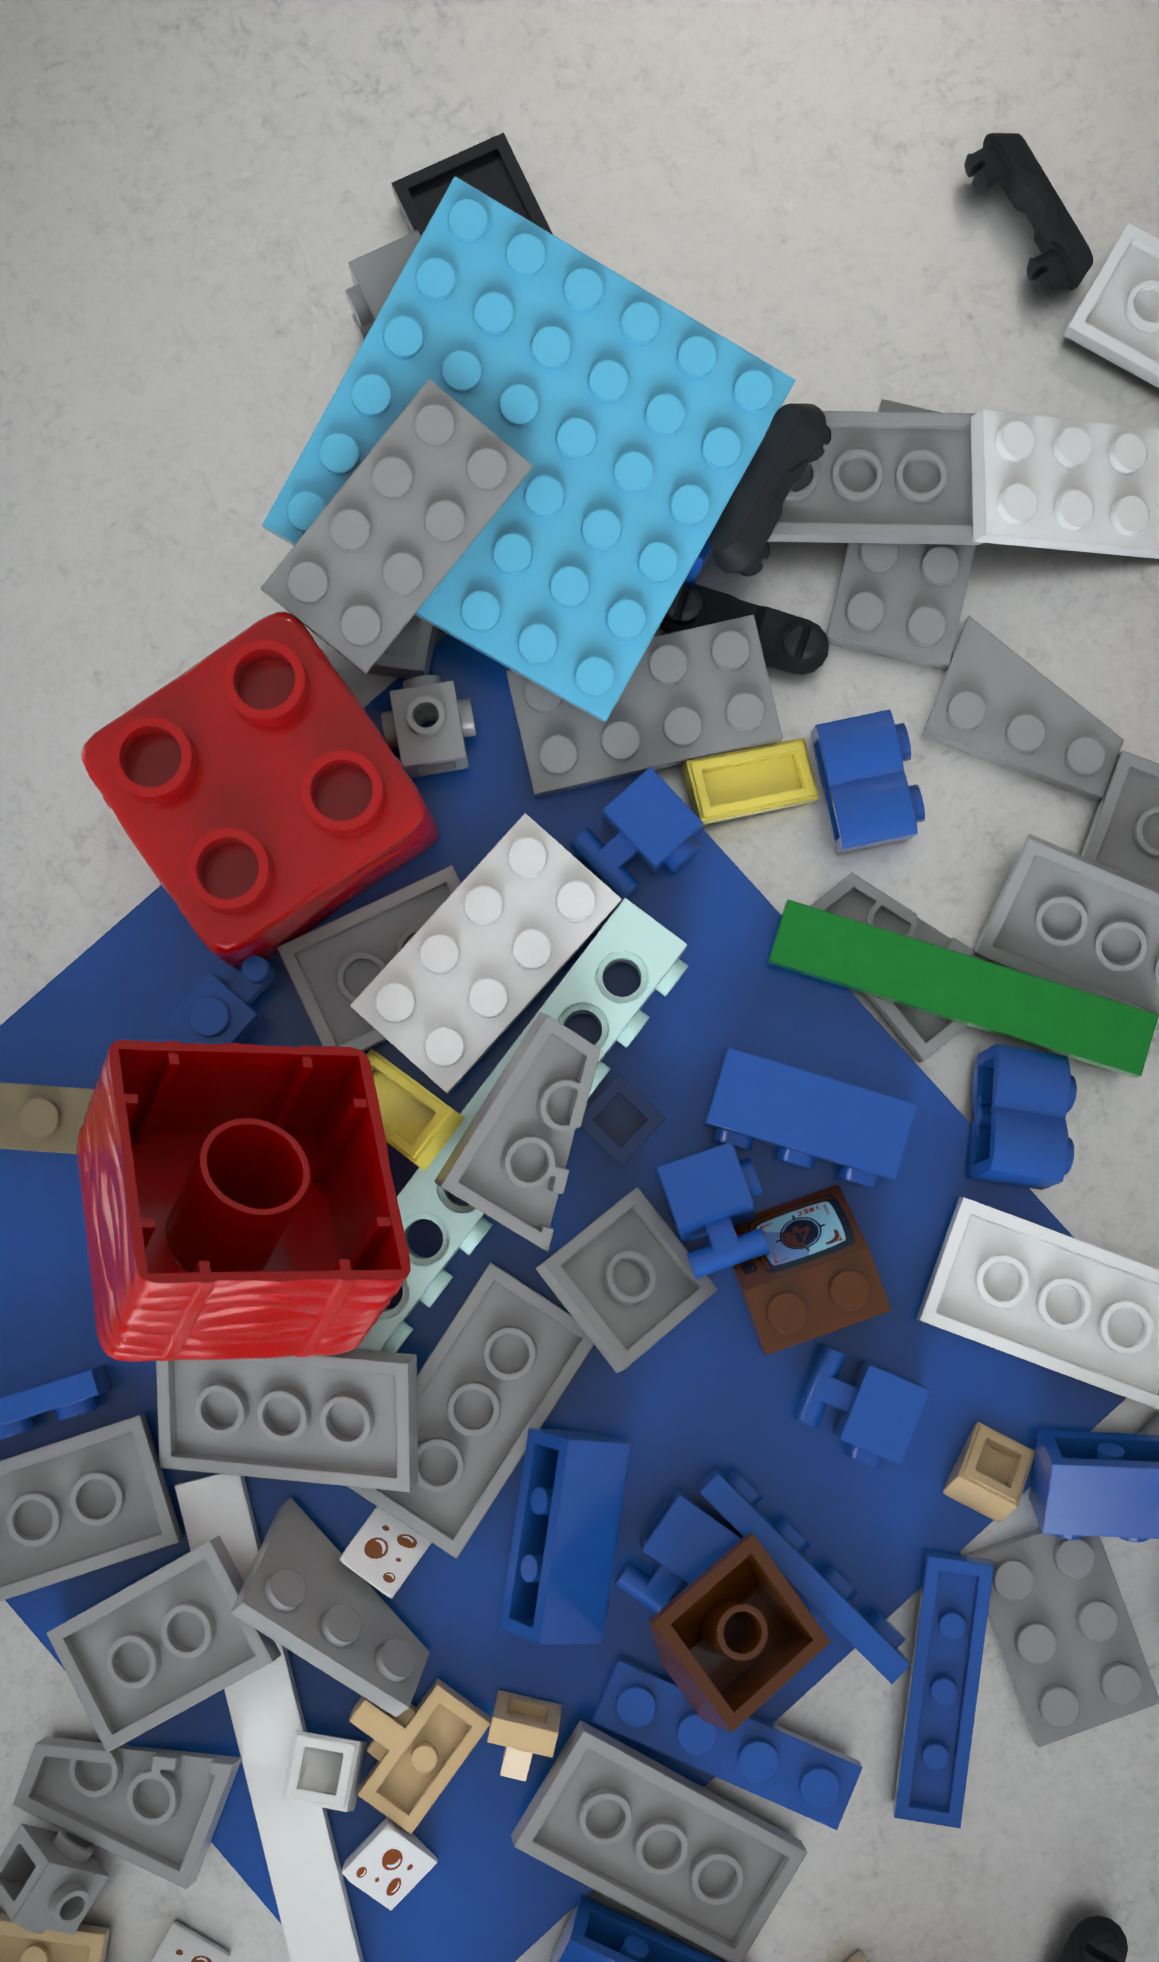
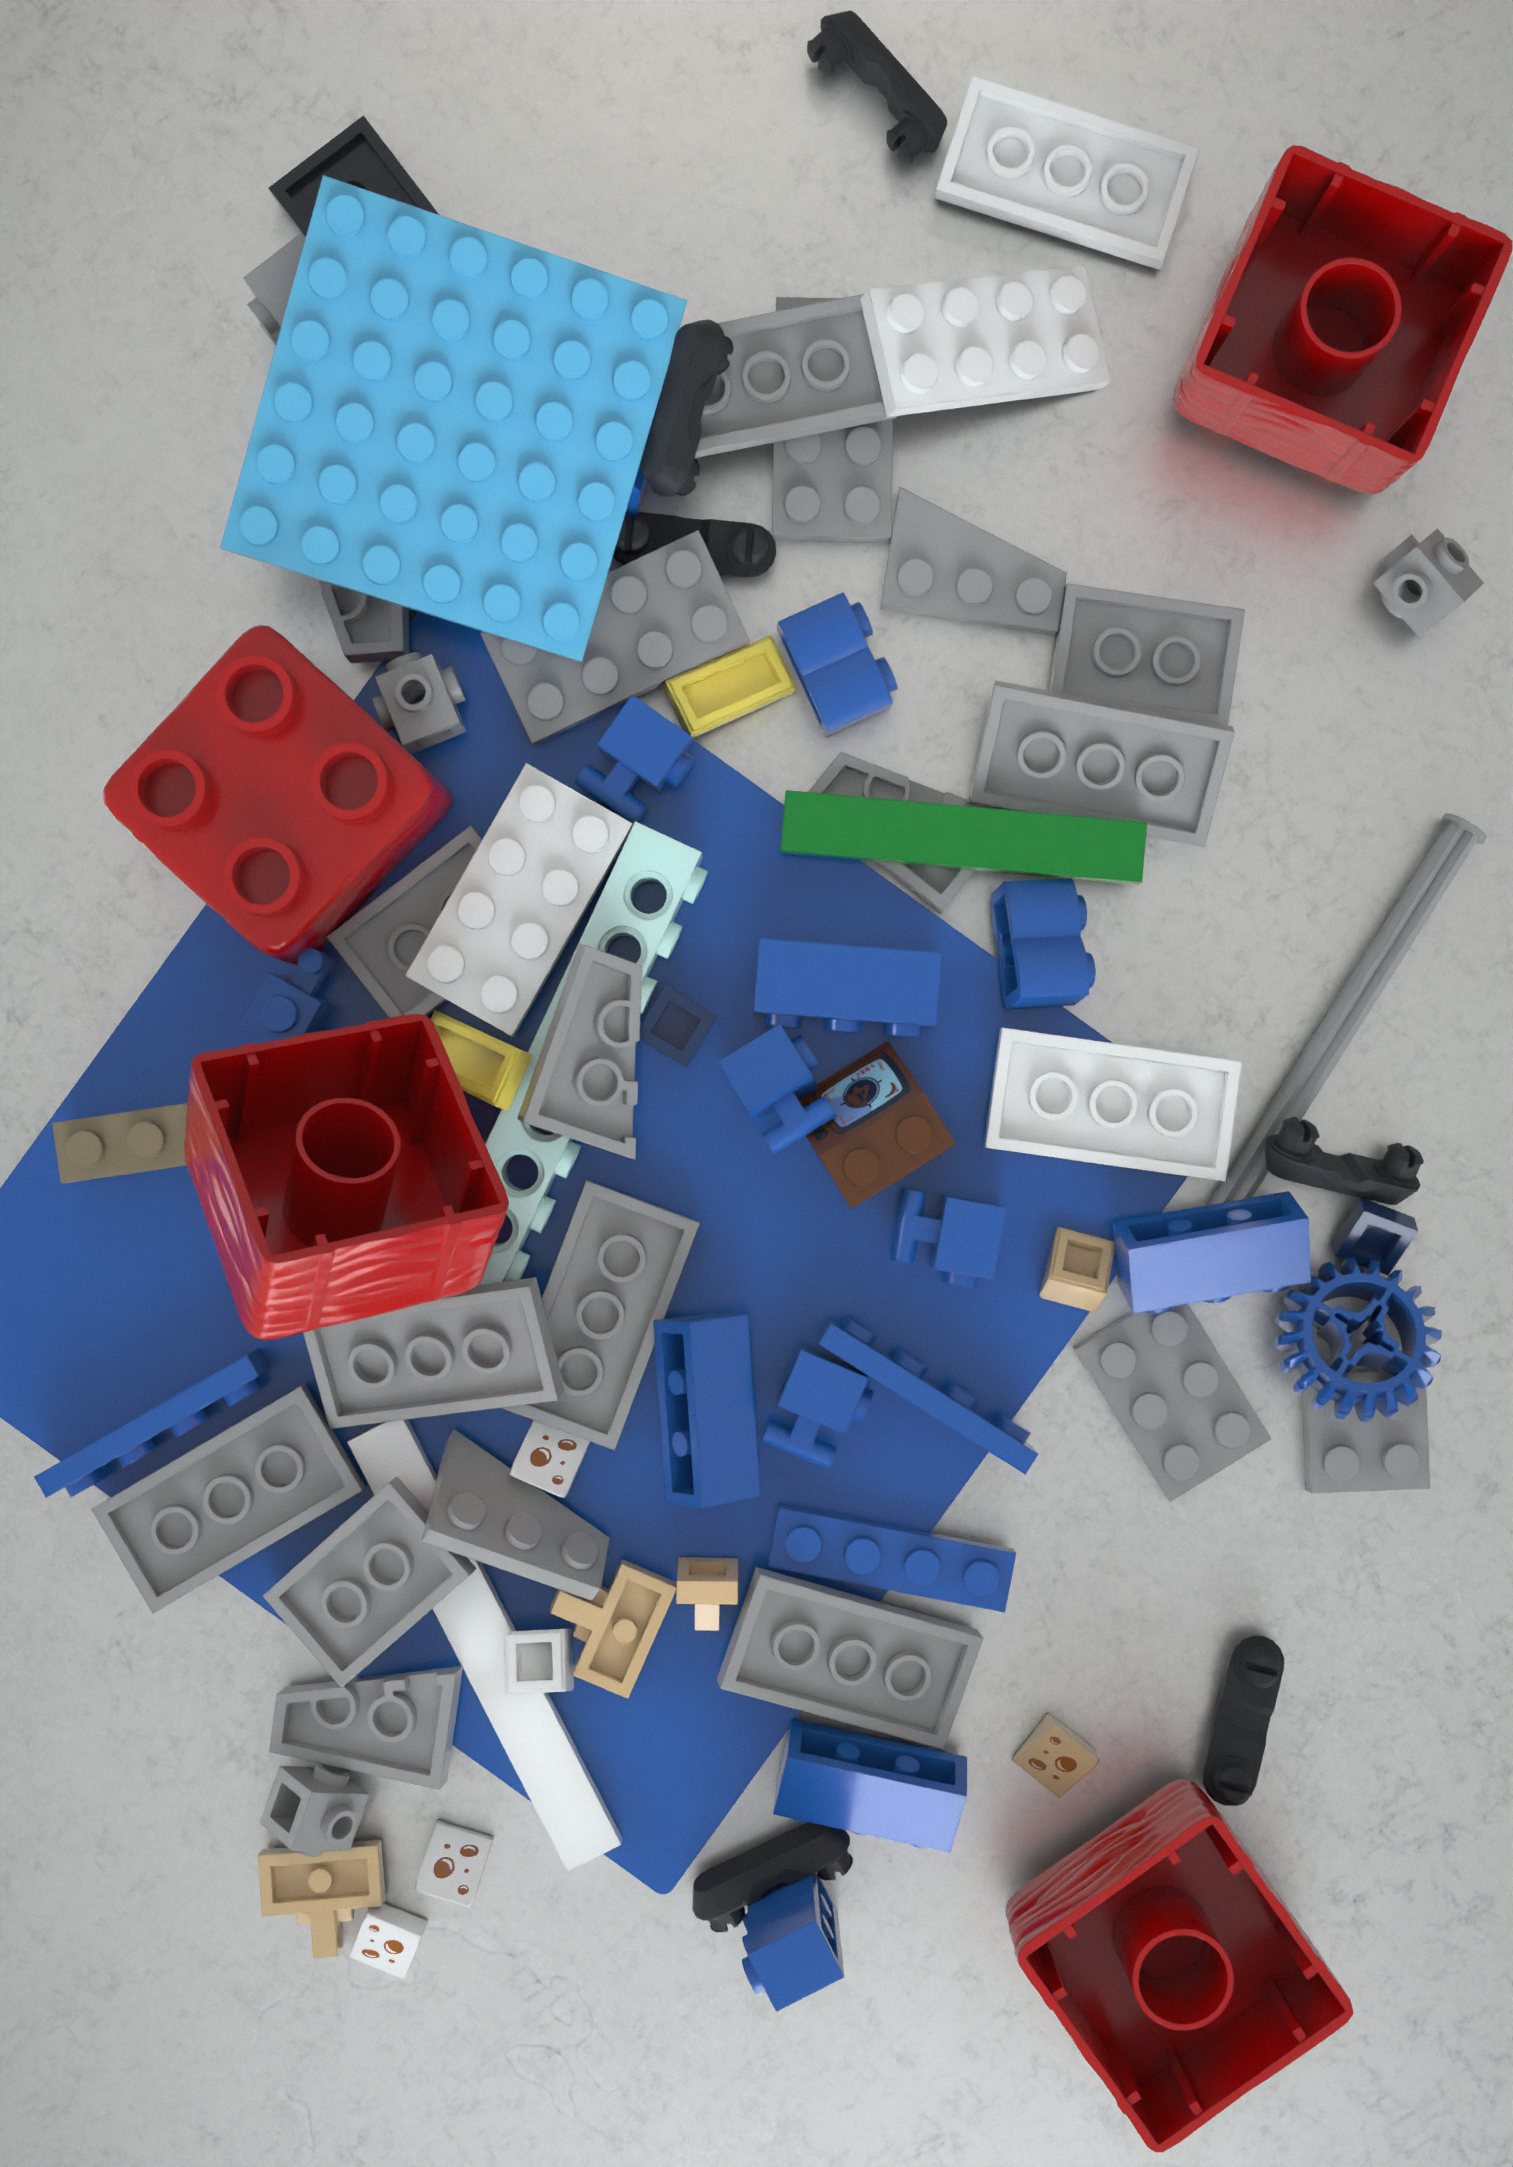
camera: 15 degrees left, 5 degrees up
(388, 1863) = (614, 1729): white slope -> none
(397, 527) = (345, 522): light grey plate -> none
(625, 1280) = (712, 1169): light grey plate -> none
(736, 1635) = (876, 1461): reddish brown slope -> none
(943, 1688) = (1074, 1468): blue plate -> none

